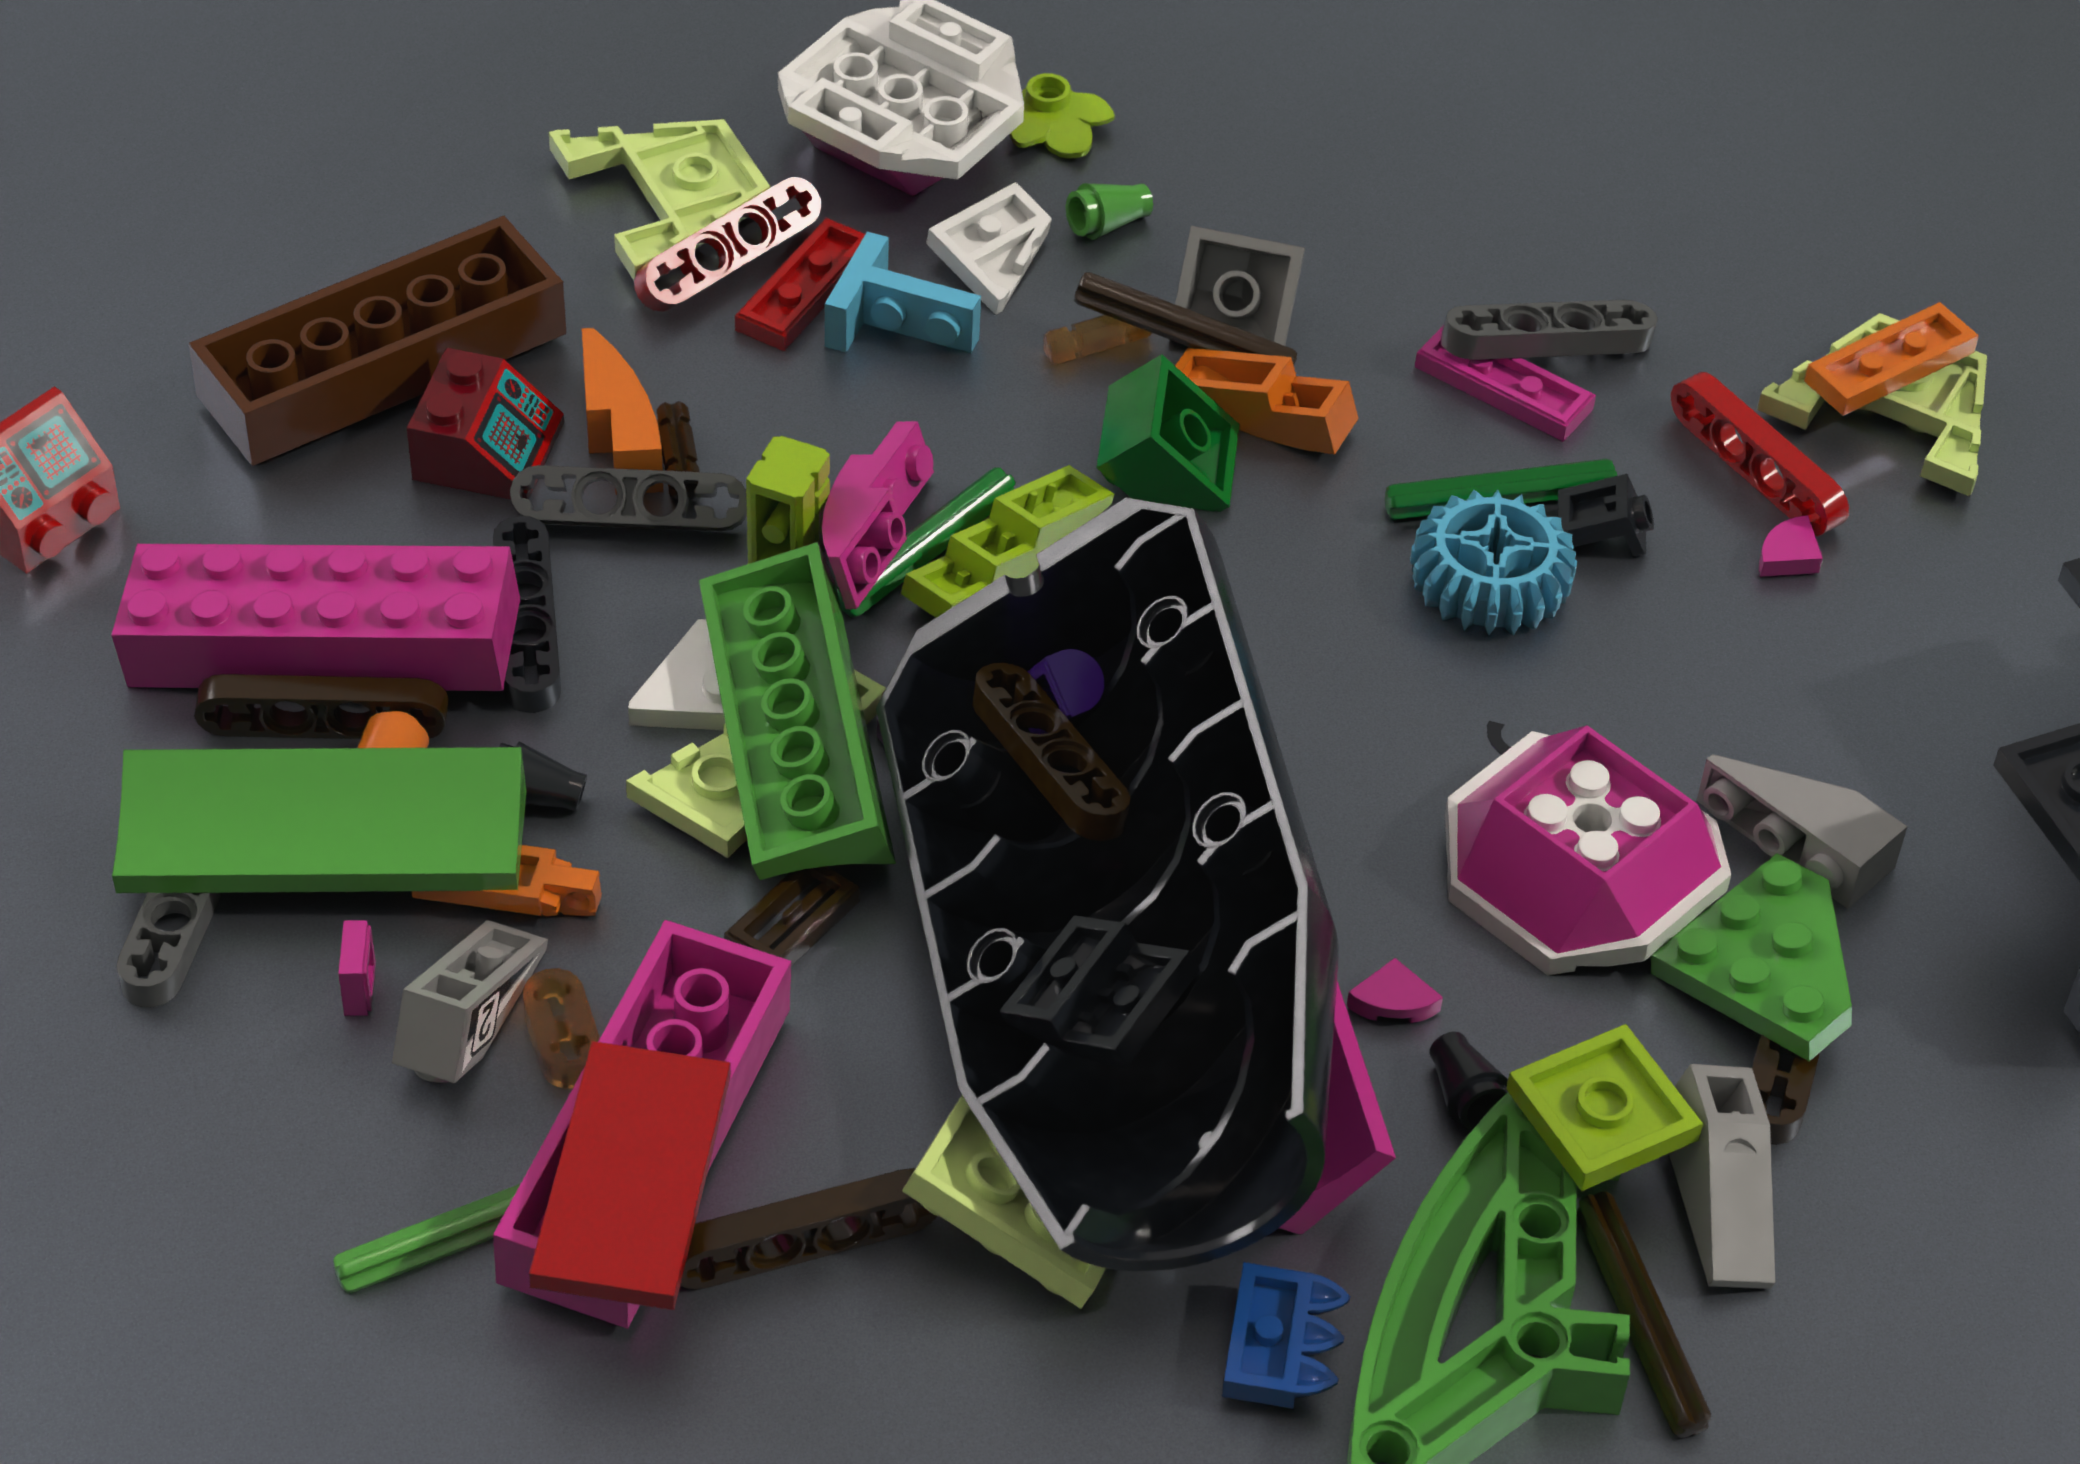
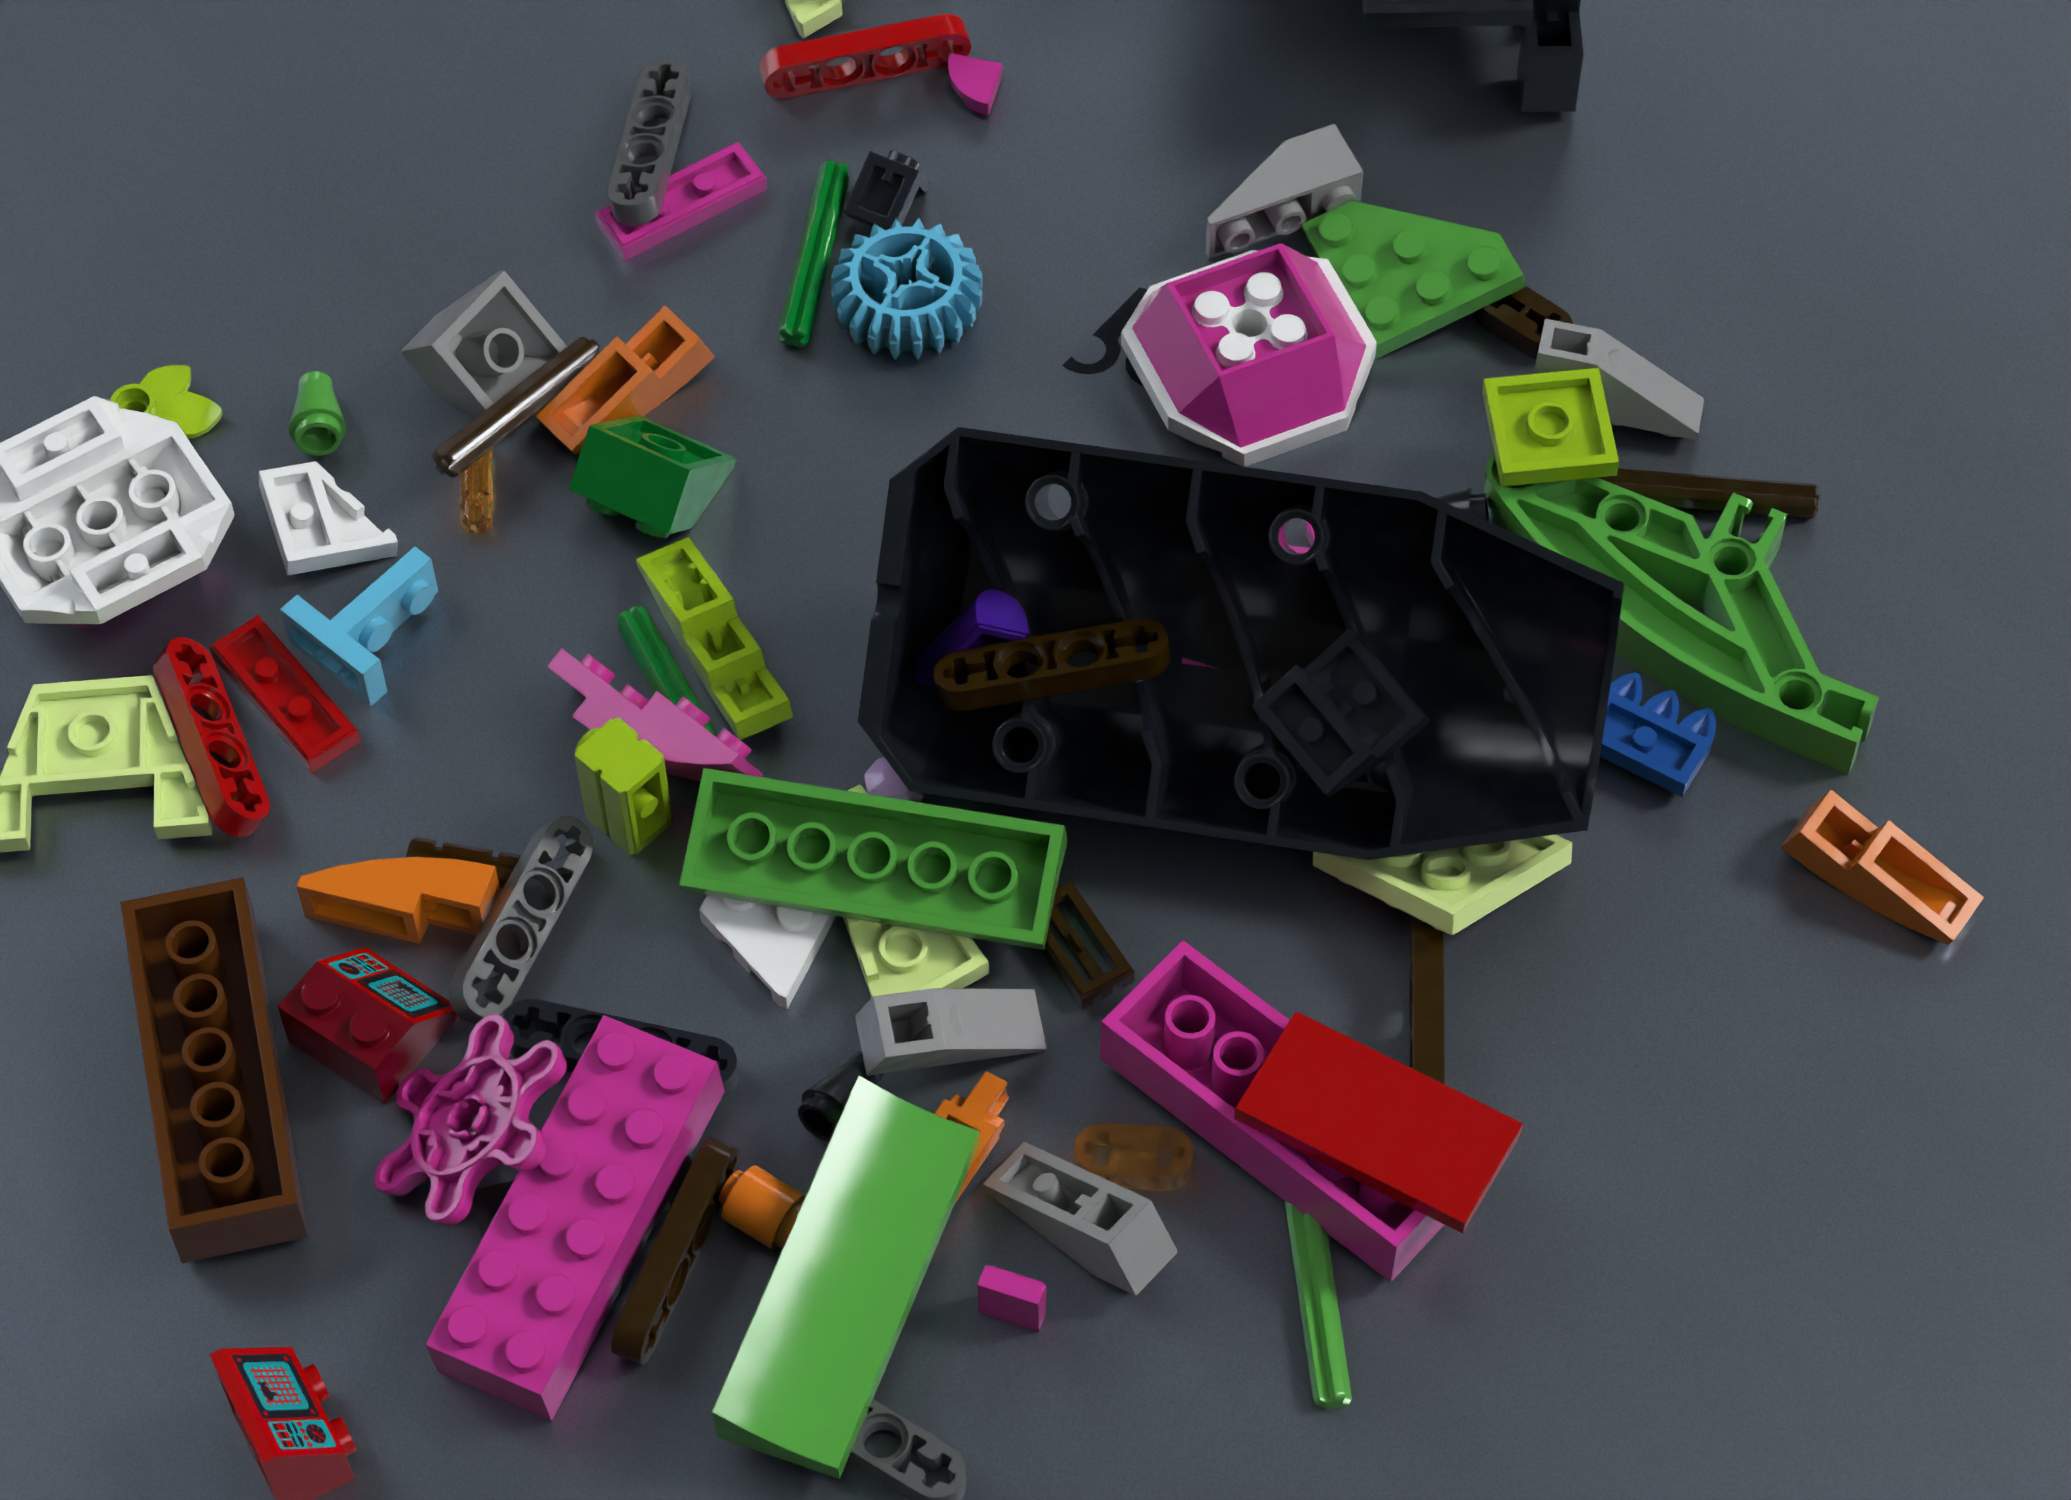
camera: 65 degrees left, 10 degrees up
(380, 513) = (443, 1115): none -> dark pink plate
(629, 823) = (947, 1027): none -> light grey slope

